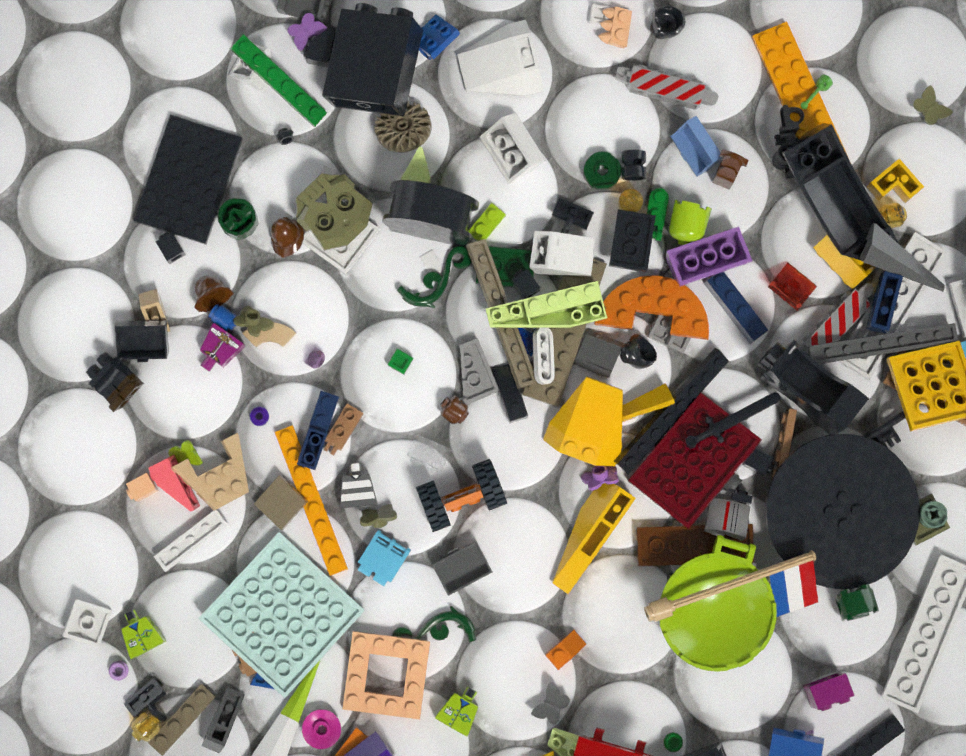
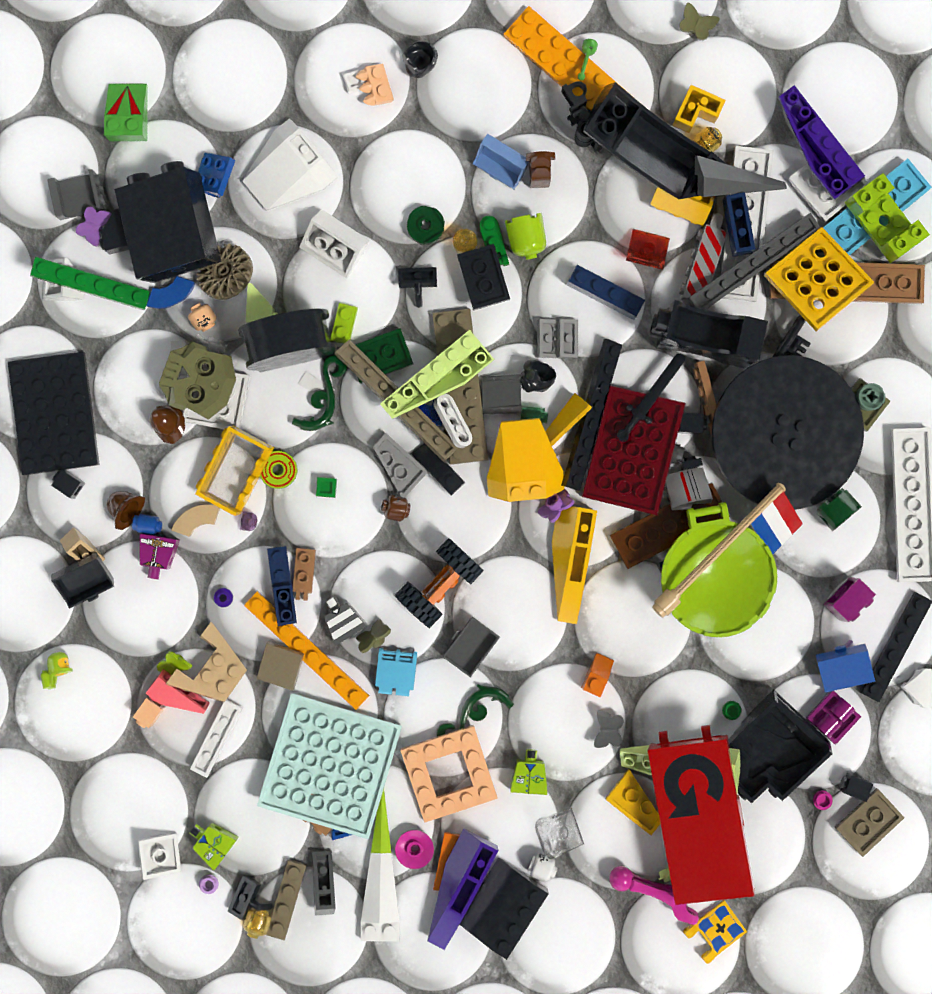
camera: 20 degrees left, 5 degrees up
(80, 406) = (57, 666): none -> lime piece
(113, 381) = (76, 629): black hips -> none
(237, 218) = (115, 428): dark green brick -> none
(251, 319) = (177, 516): olive animal -> none
(285, 136) = (122, 331): black plate -> none
(325, 306) = (233, 470): none -> window
(344, 125) = (170, 295): none -> blue tile
(361, 185) = (213, 344): none -> clear plate
(362, 157) = (202, 317): none -> light nougat head
(364, 314) = (288, 475): none -> lime tile
(429, 453) = (391, 558): clear brick -> none
(525, 284) = (405, 363): black brick -> none
(562, 254) = (425, 319): white slope -> none
(621, 383) = (534, 412): none -> clear green brick
(633, 165) = (451, 205): black wheel -> none
(660, 297) = (533, 316): orange plate -> none
(666, 87) = (447, 120): light grey hinge -> none
(708, 256) = (559, 258): medium lavender slope -> none

